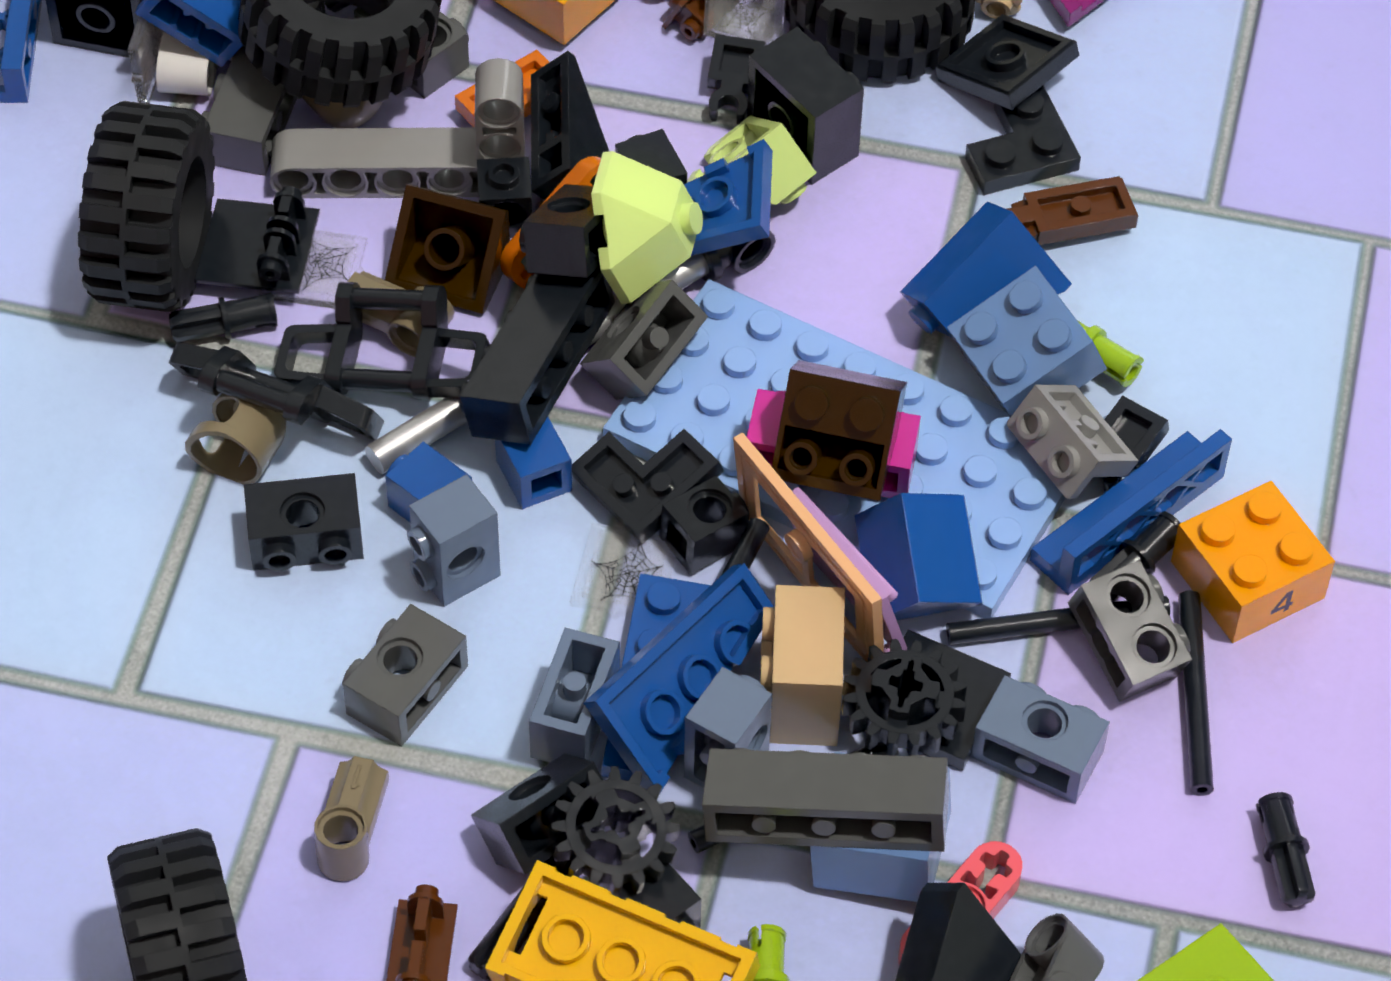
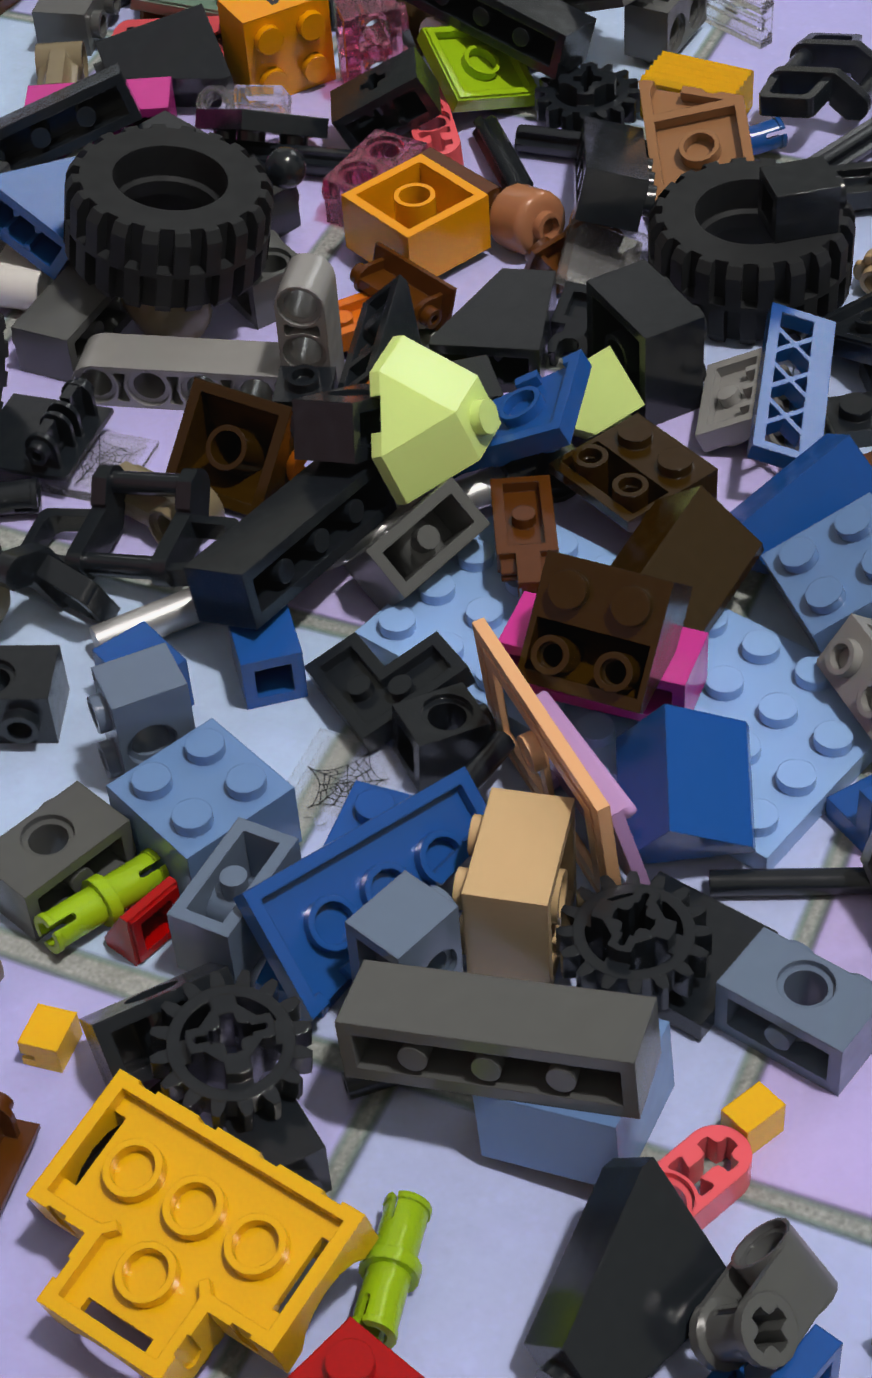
camera: 15 degrees right, 10 degrees down
(443, 831) = (50, 1038): none -> yellow piece
(453, 706) = (100, 901): none -> lime pin
(495, 721) = (145, 924): none -> red slope
(517, 615) = (195, 792): none -> medium blue brick
(549, 38) = (430, 295): none -> reddish brown hinge
(665, 92) = (506, 322): none -> black slope
(738, 321) = (523, 528): none -> reddish brown hinge
(827, 253) = (631, 469): none -> dark brown slope
(883, 333) = (695, 544): none -> dark brown slope
(900, 155) = (729, 402): none -> light grey bracket
(953, 139) = (805, 389): none -> fence
(1018, 829) = (756, 1115): none -> yellow piece

